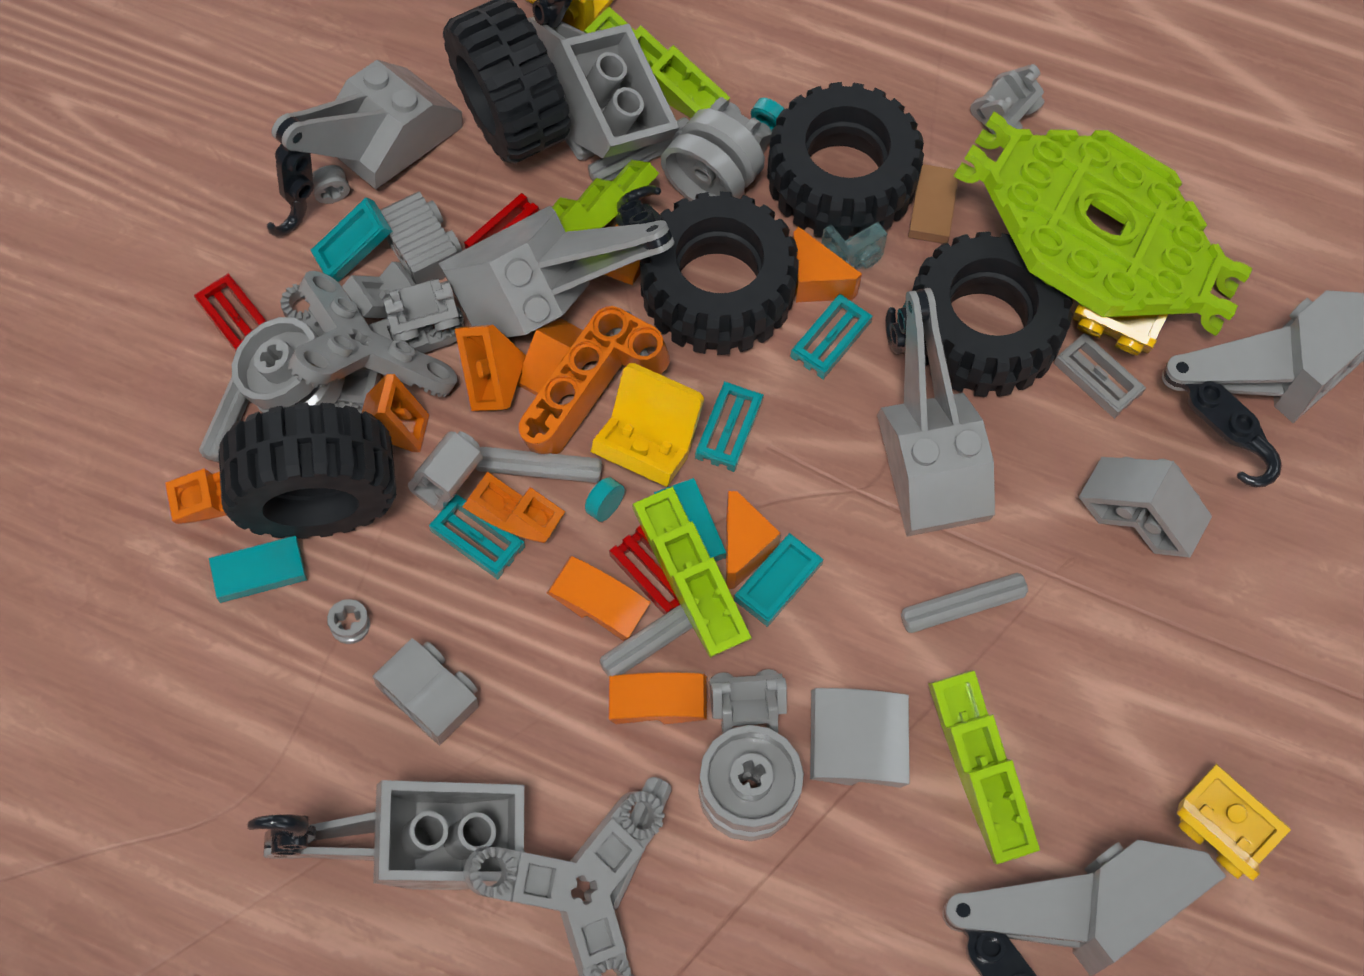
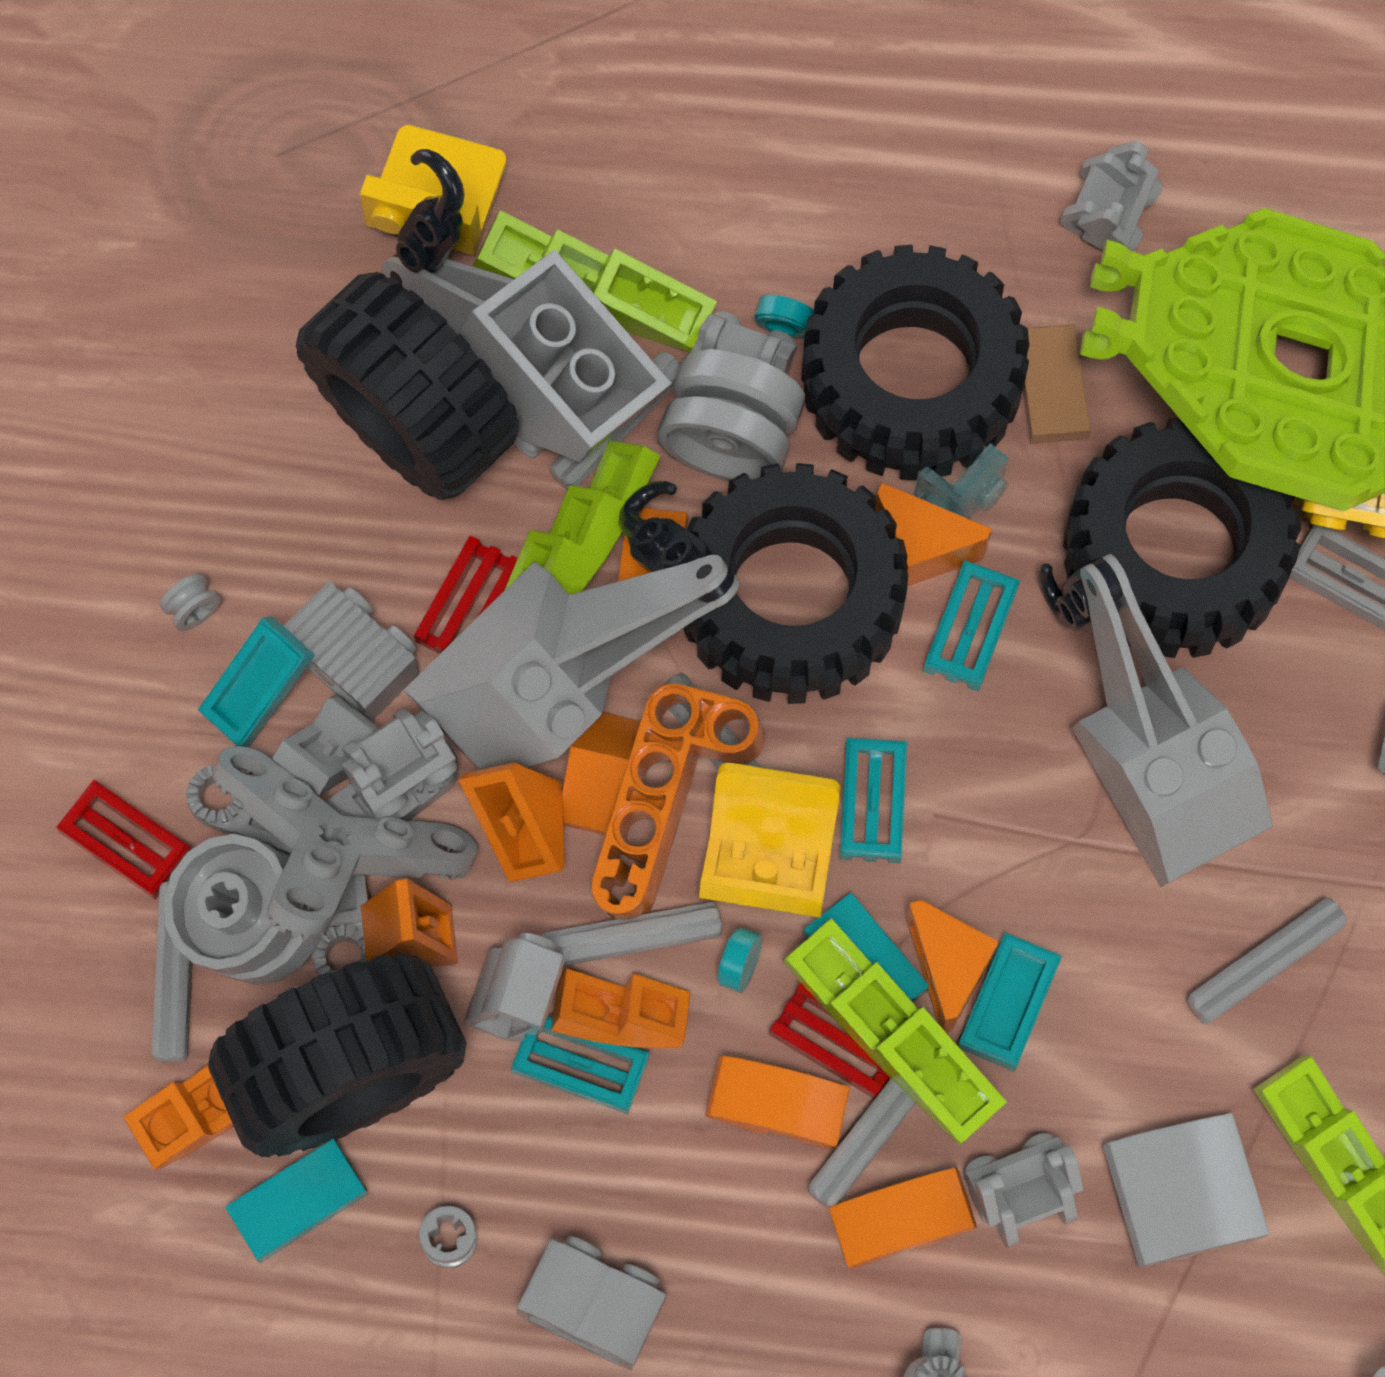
camera: 15 degrees left, 5 degrees up
(374, 127) = (226, 507): light grey slope -> none
(757, 756) = (1087, 1268): light grey wheel -> none

